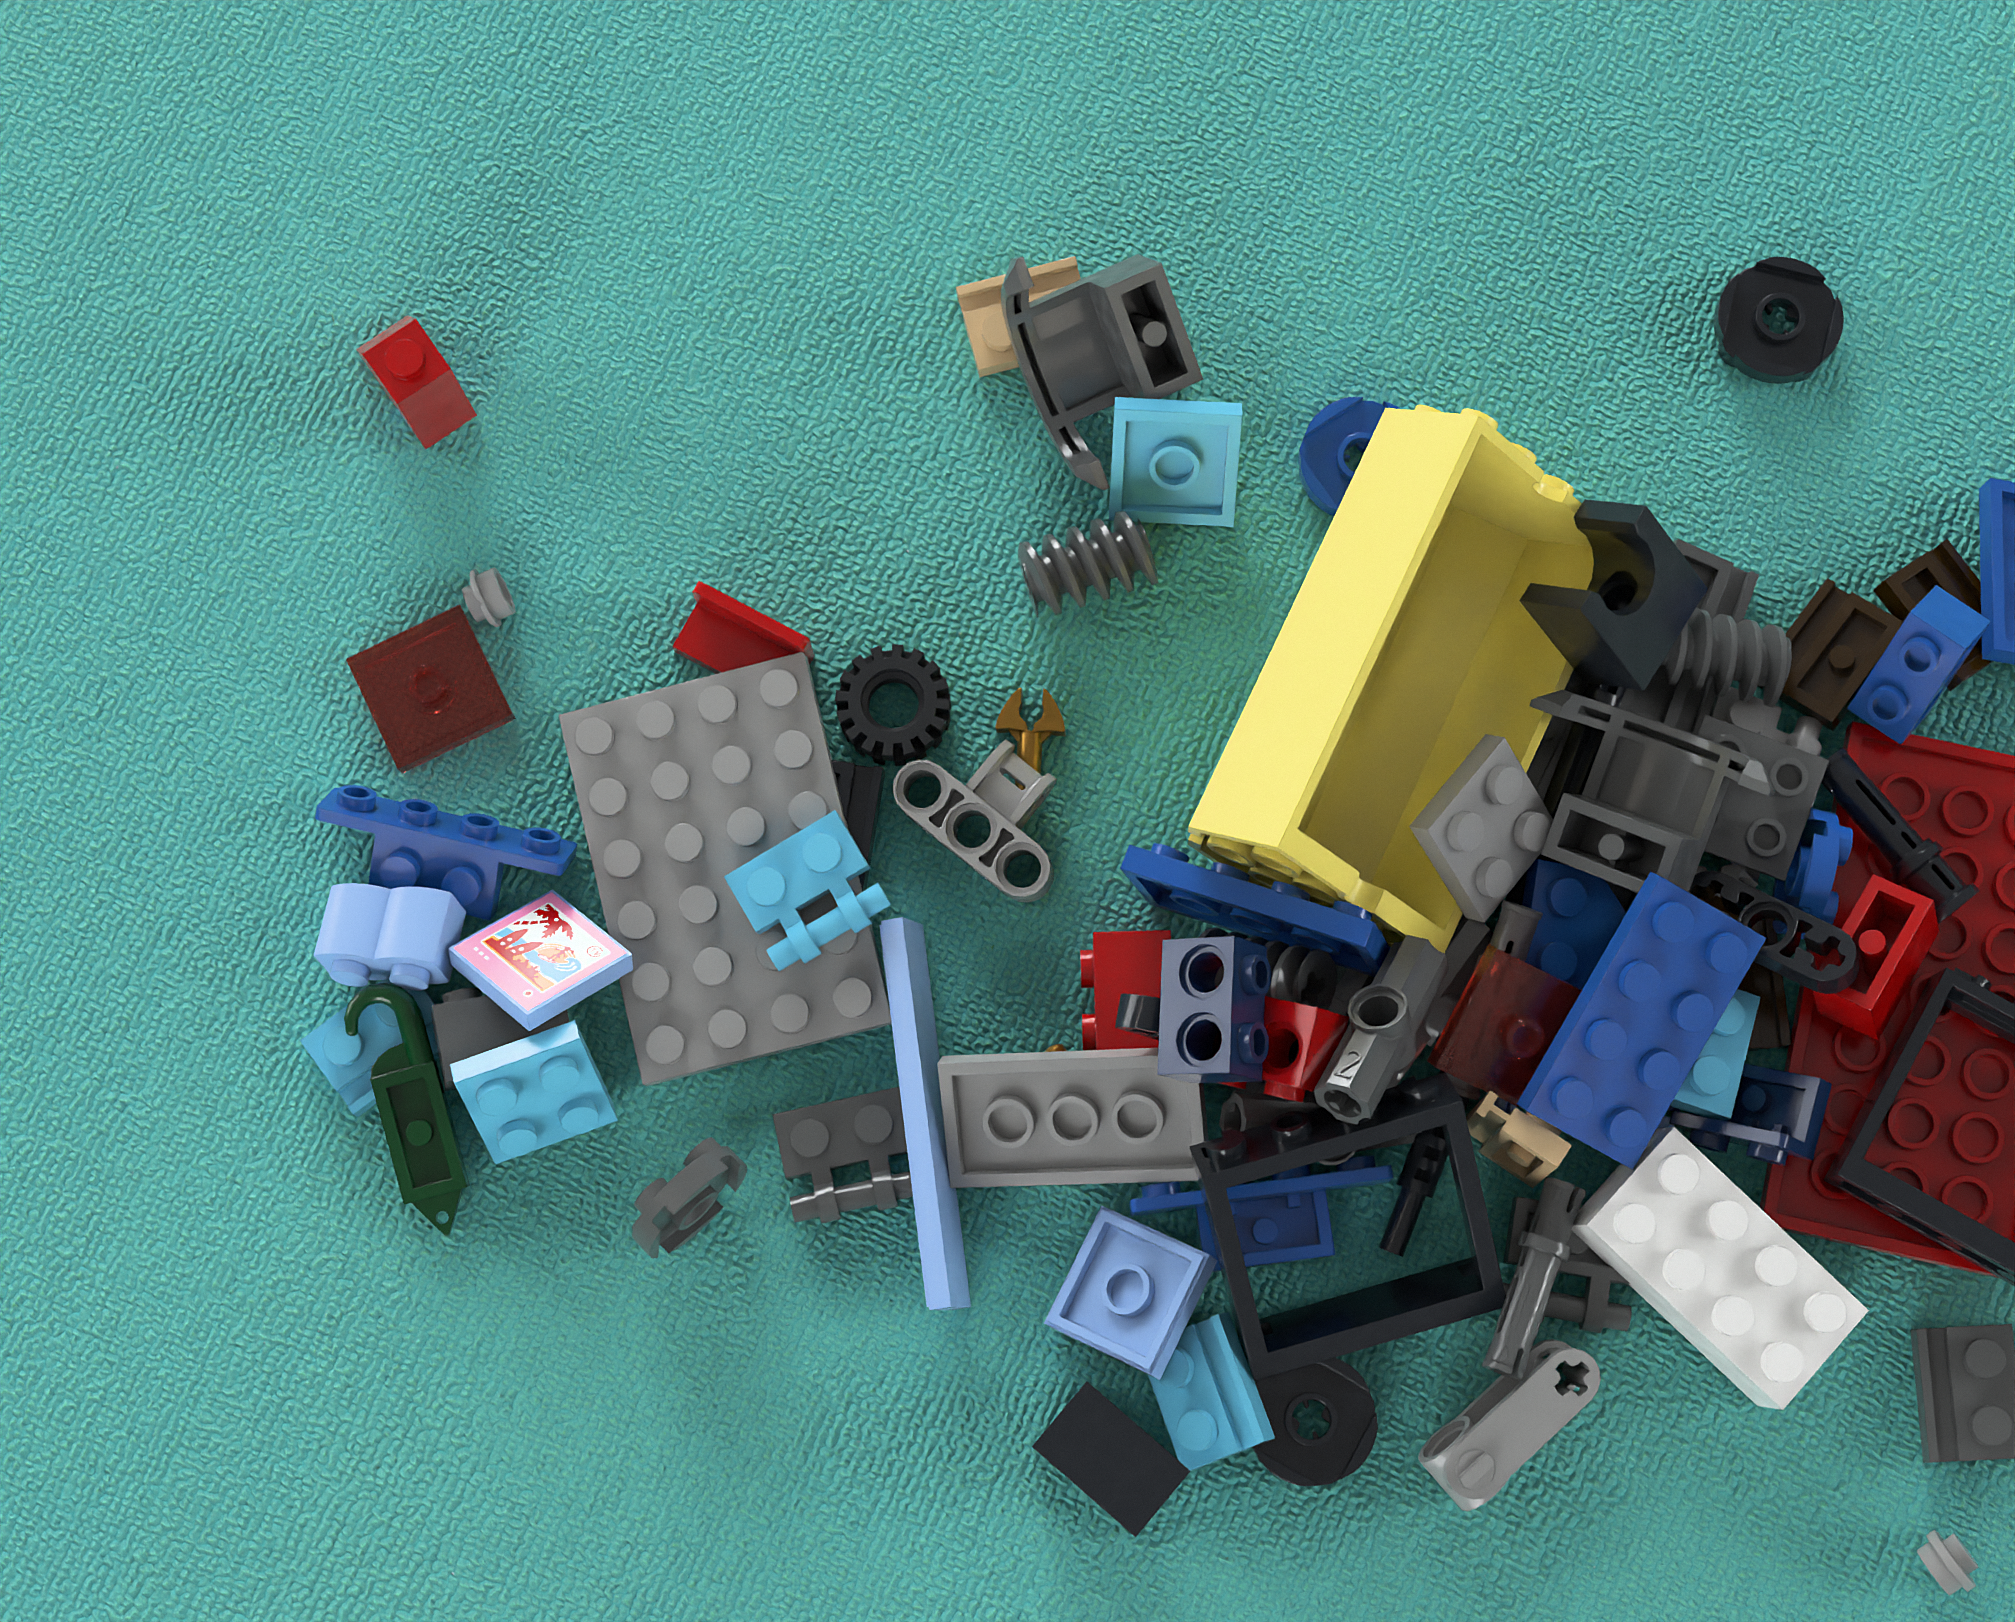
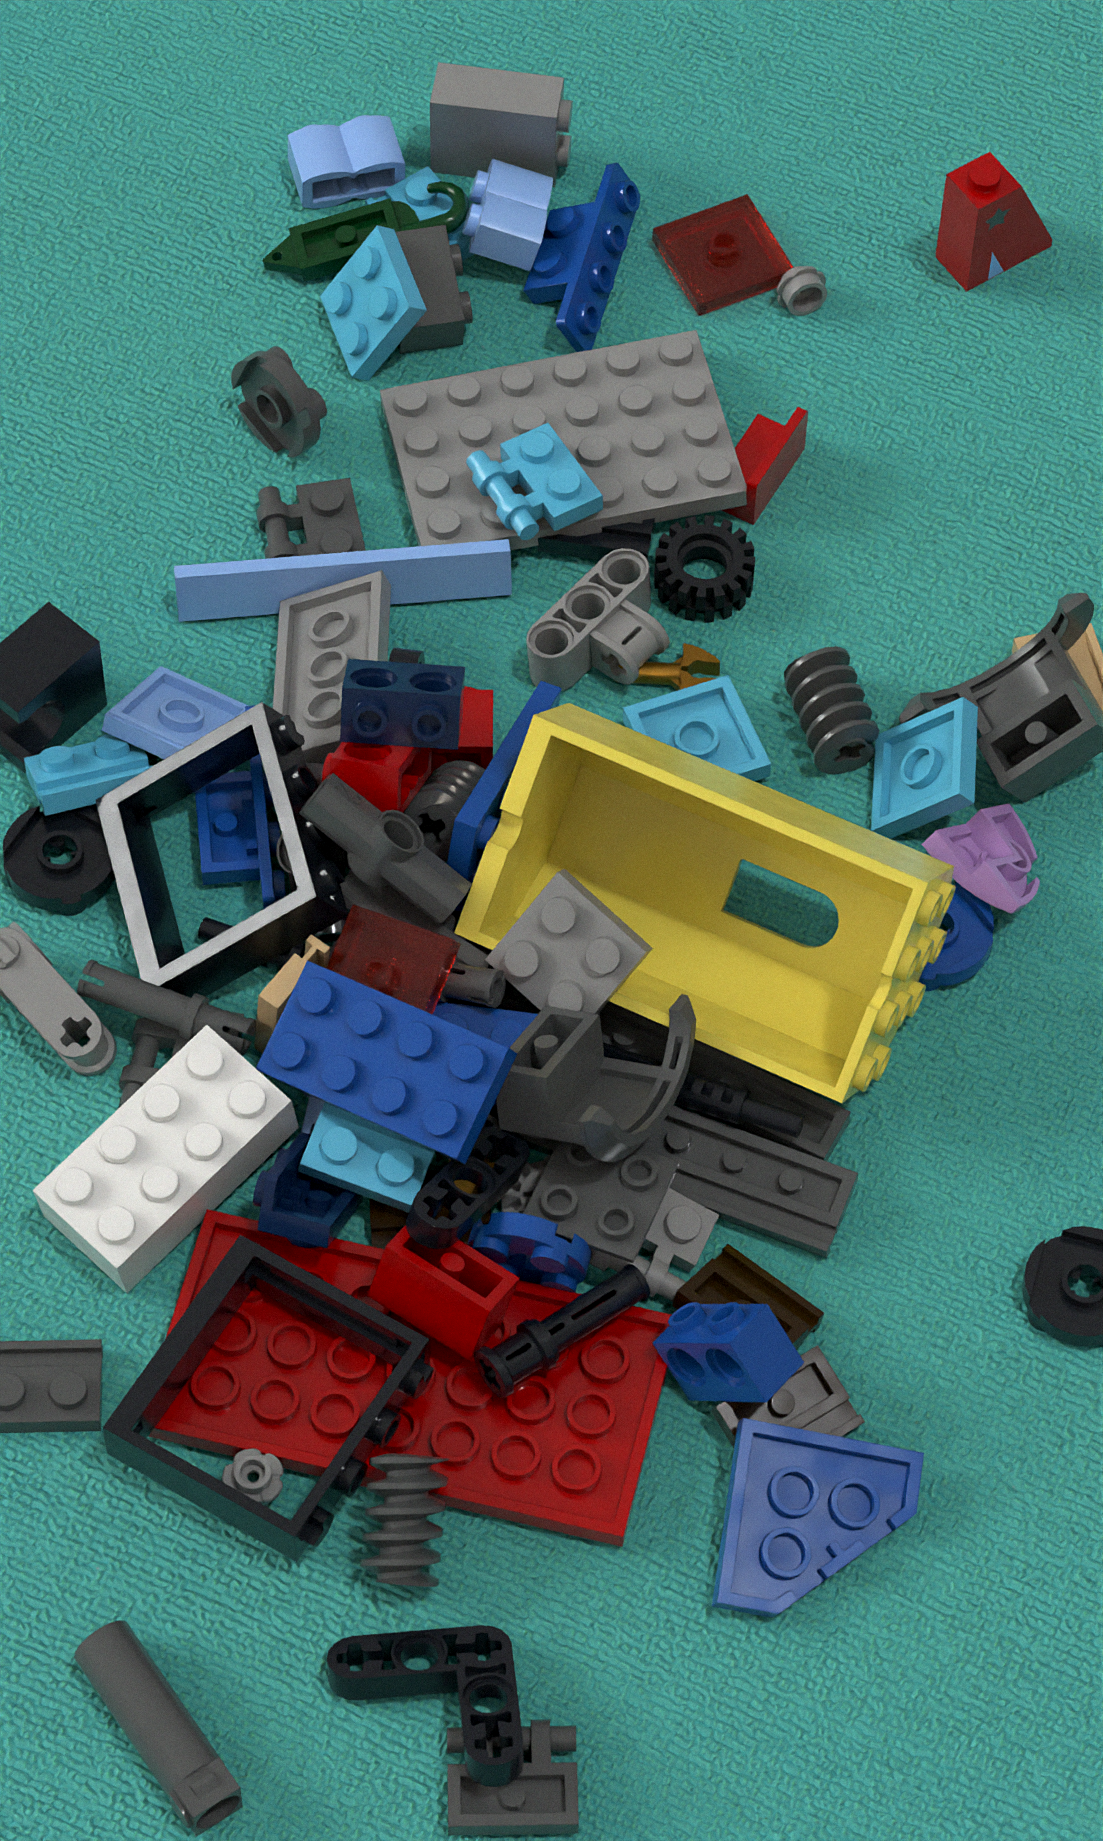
camera: 85 degrees right, 20 degrees down
(259, 948) = (499, 117): none -> light grey brick
(292, 1140) = (345, 161): none -> light blue brick
(540, 959) = (483, 305): tile -> none
(1129, 712) = (704, 723): none -> medium azure plate
(1279, 398) = (988, 857): none -> lavender brick
(1634, 602) = (767, 1080): black piece -> none
(1729, 654) = (733, 1187): dark grey piece -> none

